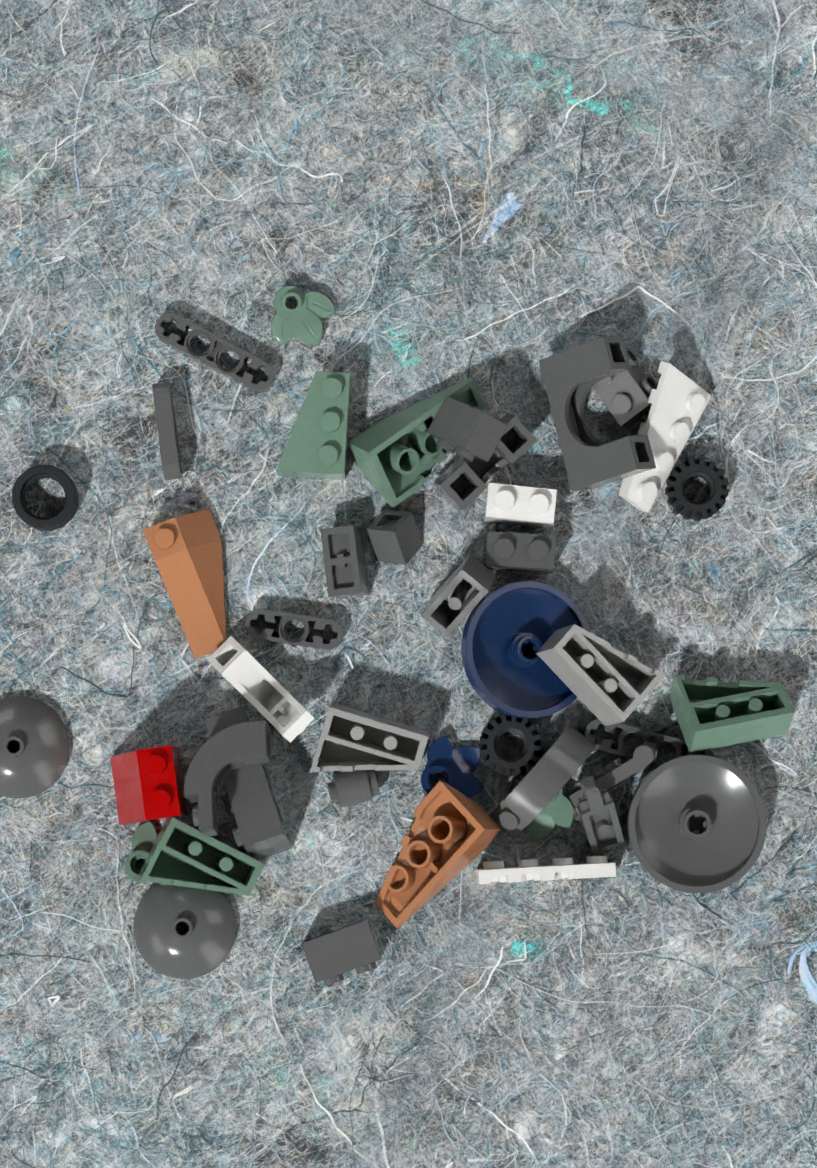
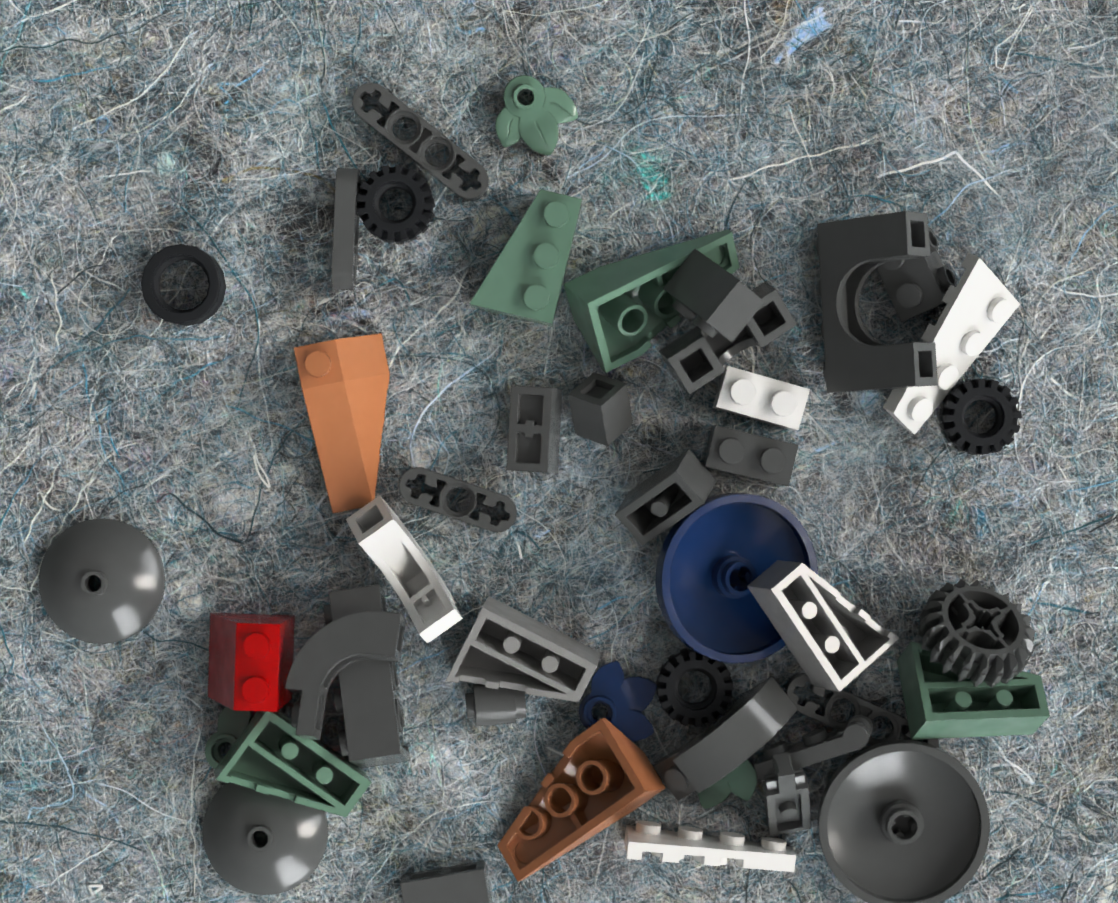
camera: 15 degrees right, 5 degrees up
(185, 394) = (377, 186): none -> black tyre
(724, 658) = (976, 633): none -> dark grey gear

